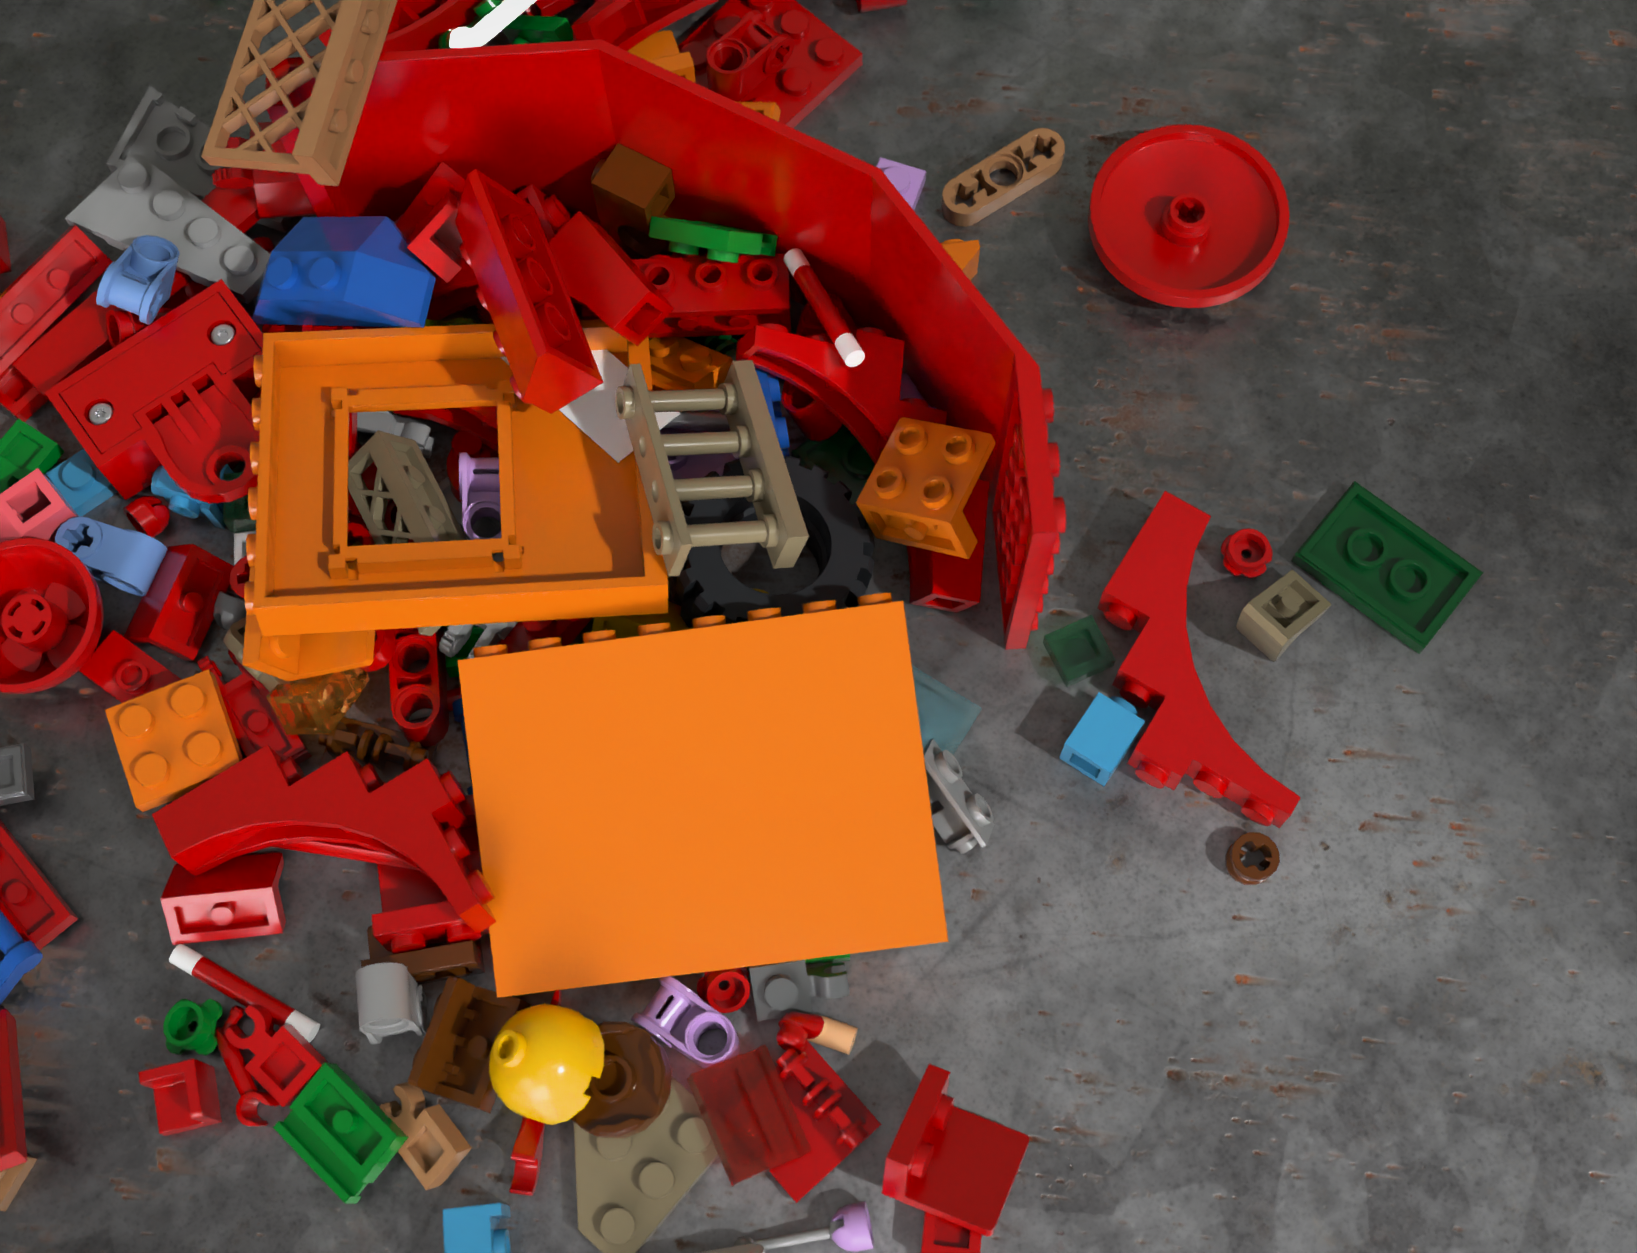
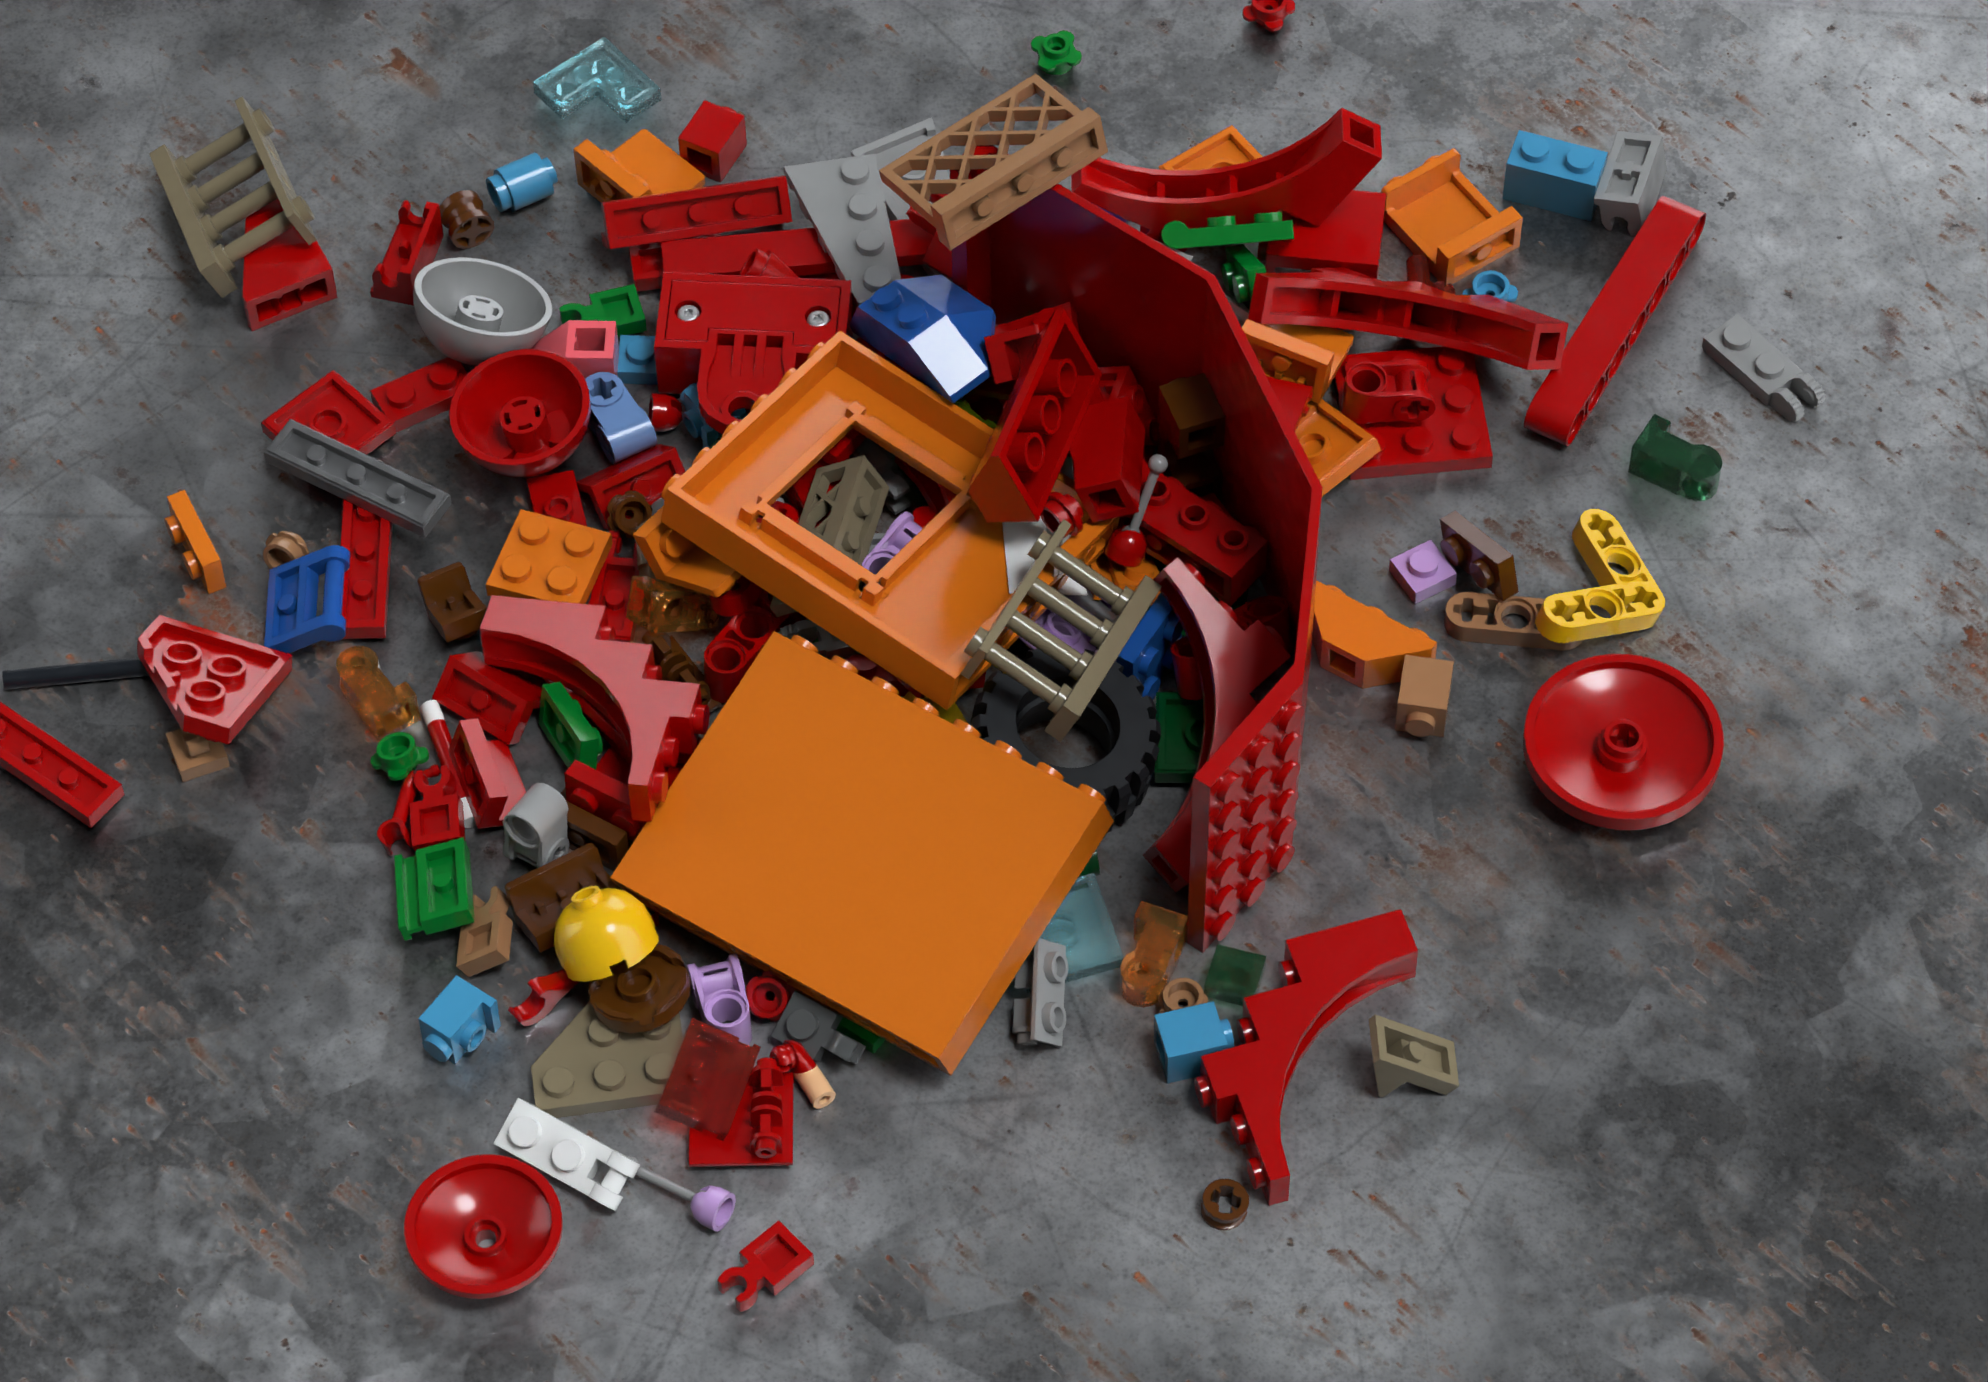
camera: 40 degrees right, 15 degrees down
(114, 841) = (452, 602): none -> reddish brown bracket
(116, 988) = (371, 694): none -> clear orange leg
(140, 277) = (795, 240): medium blue piece -> none
(183, 1095) = (357, 792): red panel -> none
(215, 631) = (620, 504): none -> reddish brown plate
(295, 982) = (485, 773): none -> red panel
(322, 879) = (567, 727): none -> green plate
(613, 358) = (1063, 507): none -> red plate
(668, 342) = (1127, 542): none -> hinge
(722, 241) = (1217, 490): green plate -> none
(824, 307) = (1248, 588): red bar -> none
(924, 485) = (1184, 748): orange bracket -> none
(937, 142) = (1478, 555): none -> reddish brown plate
(952, 1159) = (810, 1200): red bracket -> none
(999, 61) = (1599, 543): none -> yellow beam
(1001, 684) = (1159, 947): none -> clear orange leg
(1005, 288) = (1424, 696): none -> medium nougat brick
(1060, 694) = (1181, 991): none -> medium nougat plate
(1251, 541) = (1431, 995): red plate -> none
(1387, 567) = (1532, 1097): dark green tile -> none

